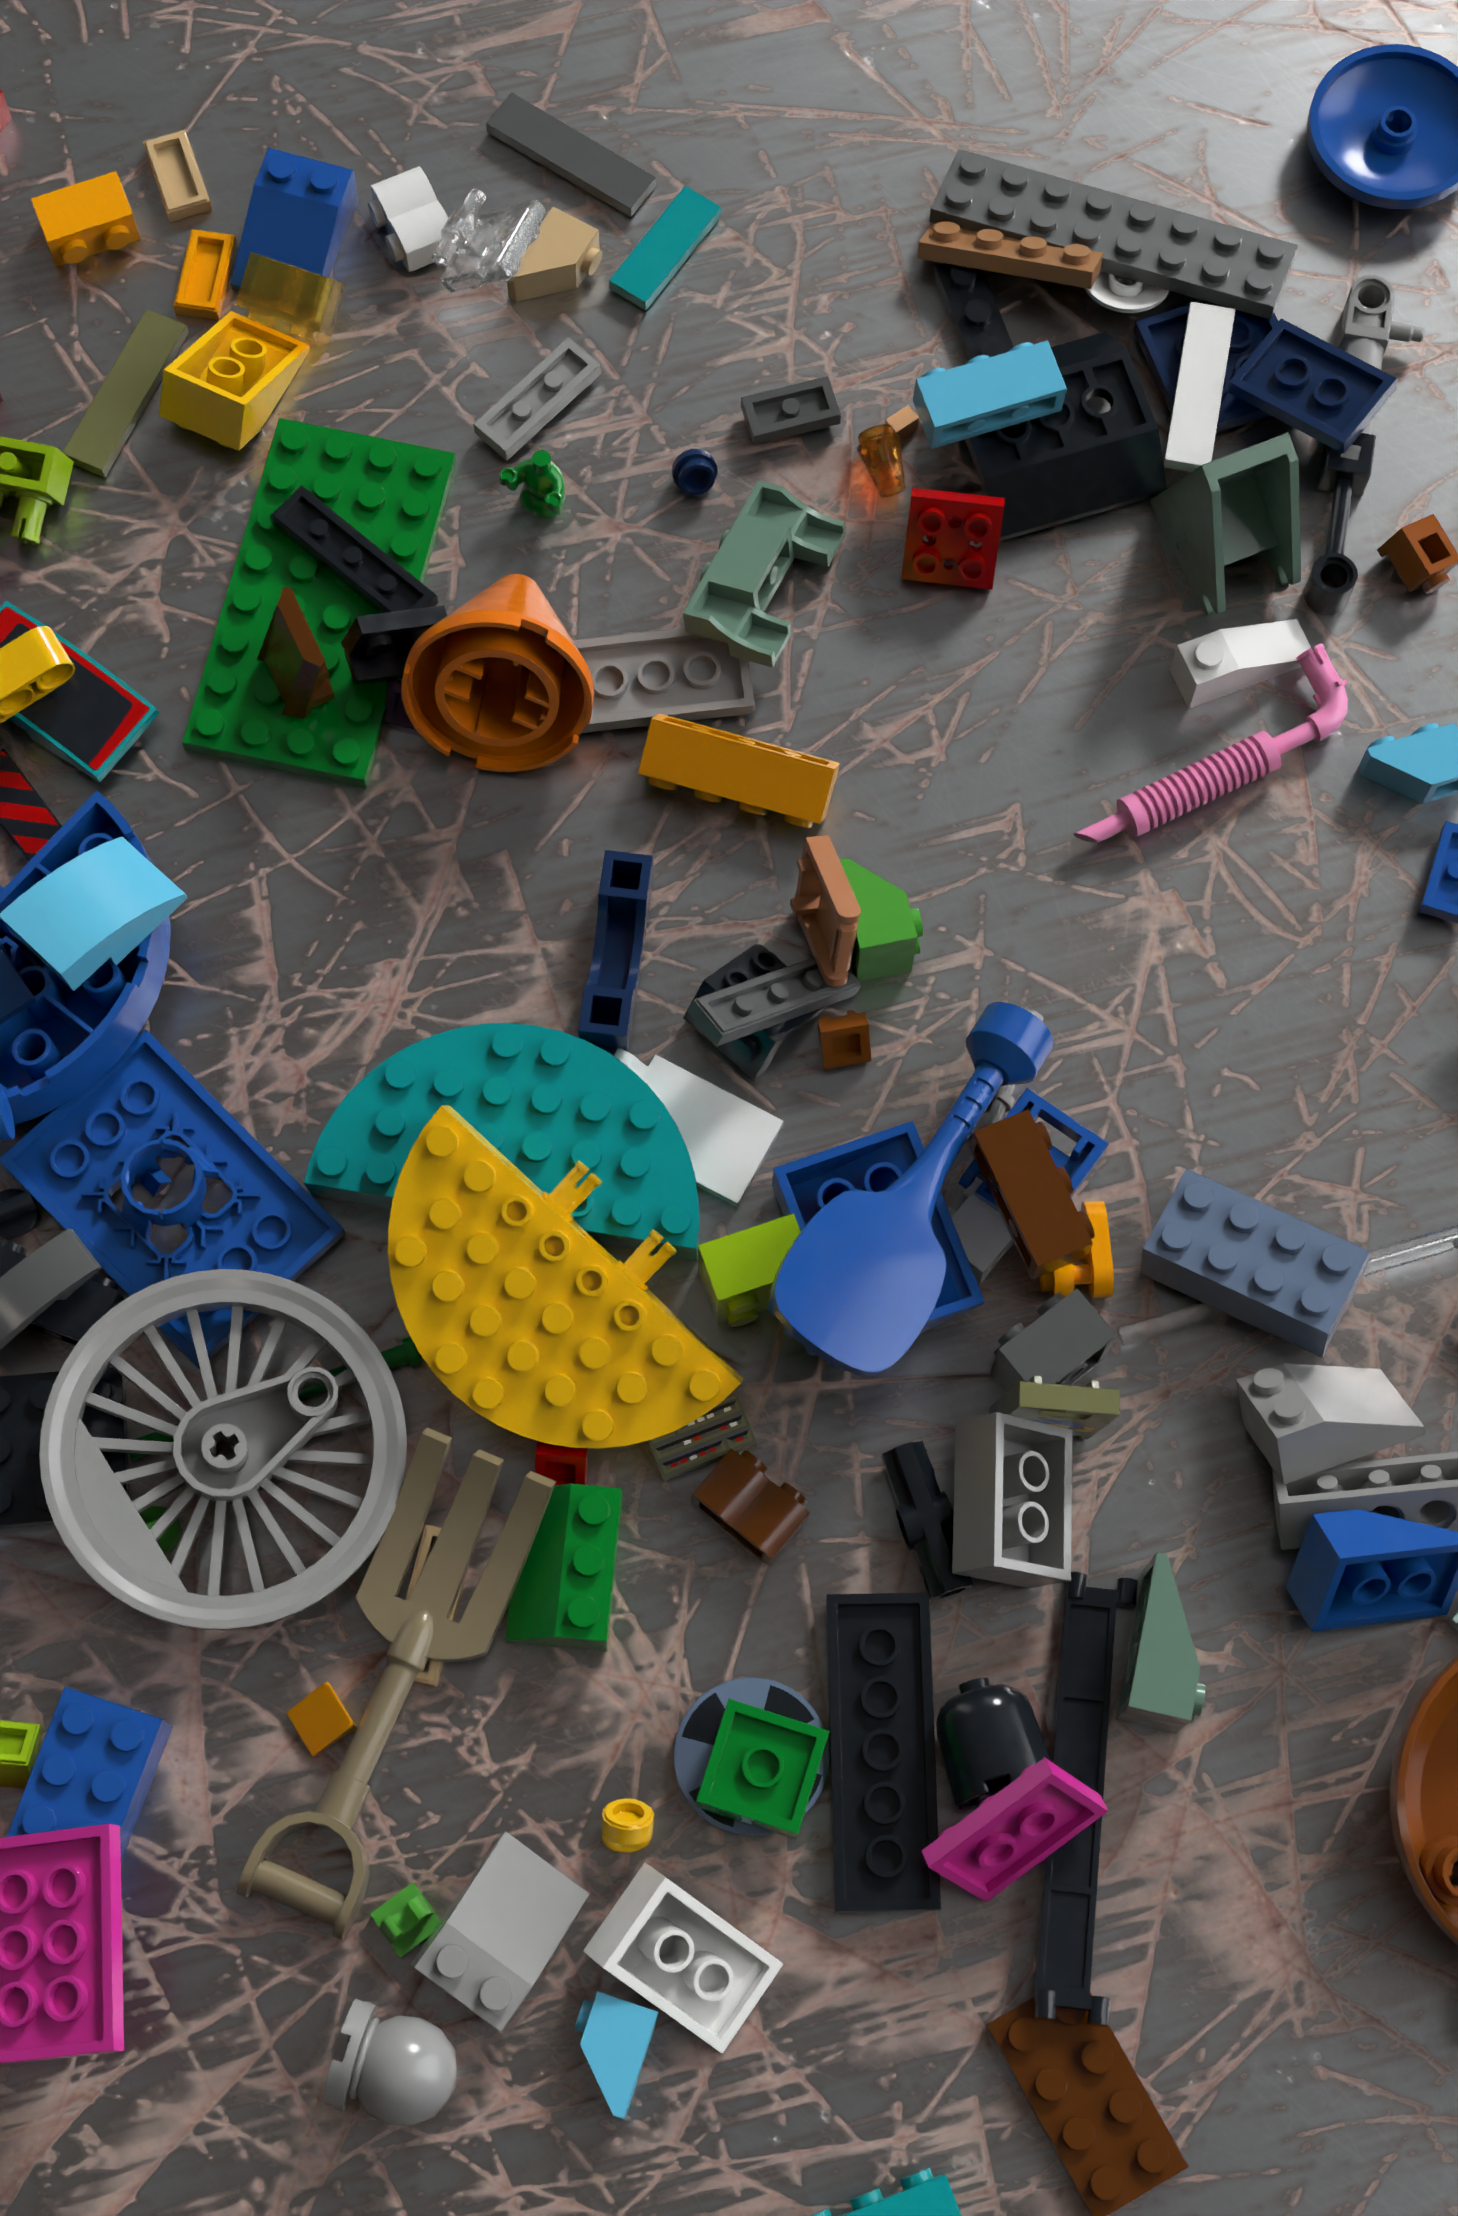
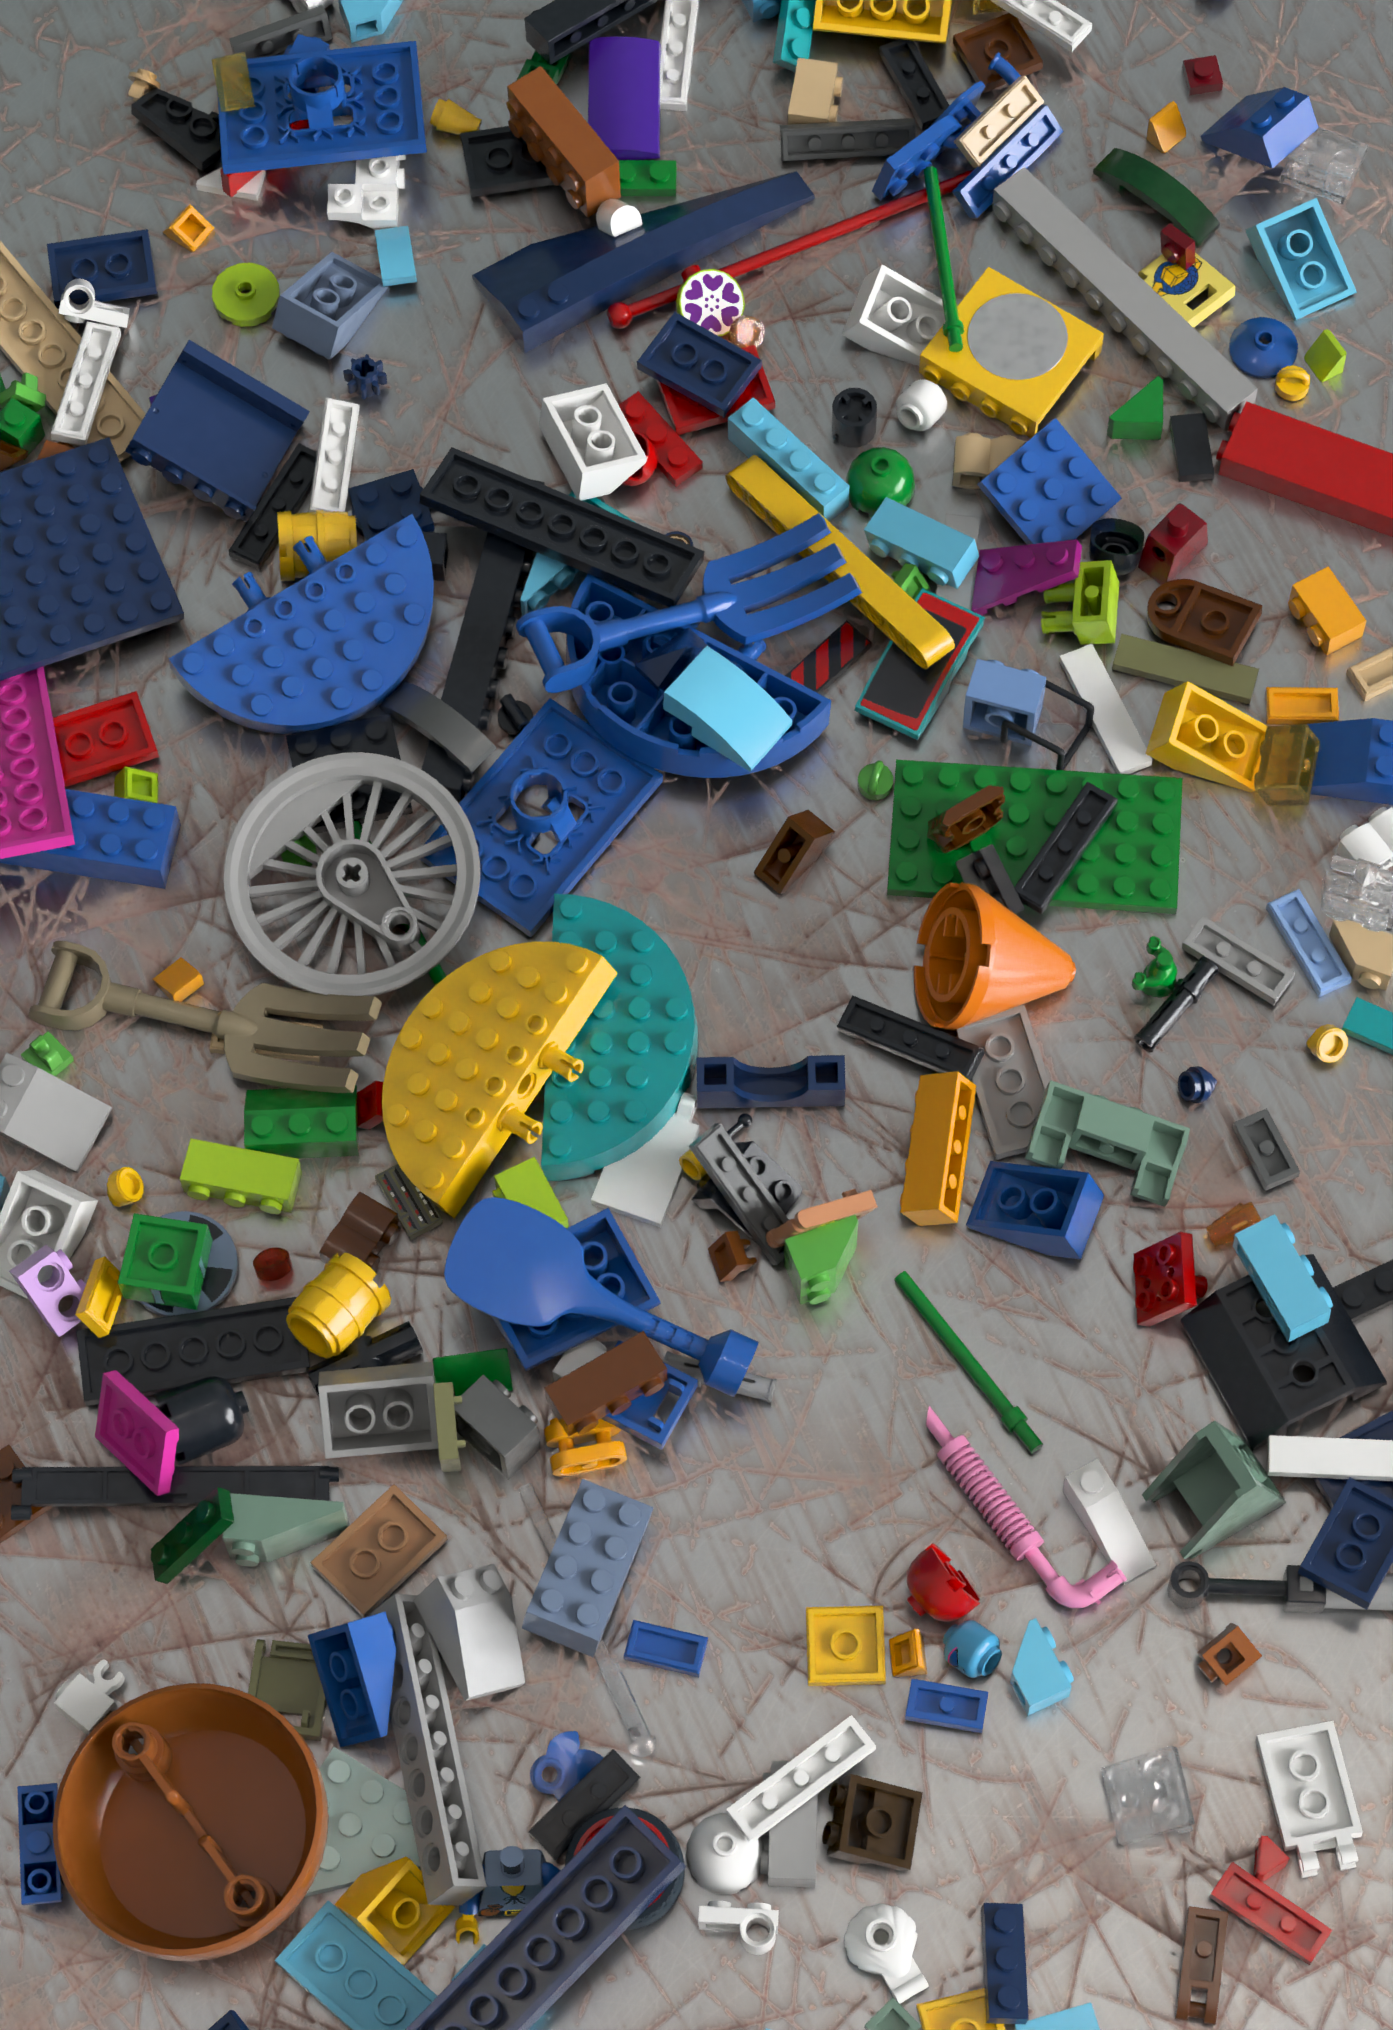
camera: 85 degrees right, 5 degrees down
(66, 356) = (1203, 619): none -> reddish brown plate
(136, 592) = (1003, 694): none -> medium blue brick
(162, 491) = (1110, 716): none -> white tile
(205, 774) = (875, 781): none -> bright green tile
(214, 545) = (1062, 758): none -> black piece
(290, 882) = (793, 850): none -> reddish brown slope
(525, 322) = (1309, 943): none -> light blue tile
(580, 782) = (909, 1038): none -> black tile
(619, 510) = (1185, 993): none -> black pin
(639, 1659) = (240, 1176): none -> lime brick
(665, 319) = (1328, 1043): none -> yellow tile
(707, 1060) = (690, 1163): none -> yellow hinge
(770, 1629) = (272, 1264): none -> clear red tile
(778, 1935) = (47, 1295): none -> lavender brick
(796, 1867) = (100, 1298): none -> yellow tile
(829, 674) = (1037, 1208): none -> blue slope
(860, 1540) = (337, 1306): none -> yellow piece
(960, 1378) = (467, 1368): none -> green slope
(1094, 745) = (1012, 1416): none -> green bar
(1167, 1768) = (192, 1535): none -> dark green plate
(1193, 1519) = (379, 1551): none -> medium nougat plate
(1313, 854) = (939, 1587): none -> red cylinder
(1351, 1190) = (666, 1648): none -> blue tile
(1358, 1673) = (290, 1684): none -> olive container
(1365, 979) = (845, 1645): none -> yellow tile
(1371, 1943) = (86, 1702): none -> white brick
(1384, 908) = (908, 1654): none -> light orange slope
(1389, 831) = (972, 1649): none -> dark azure head

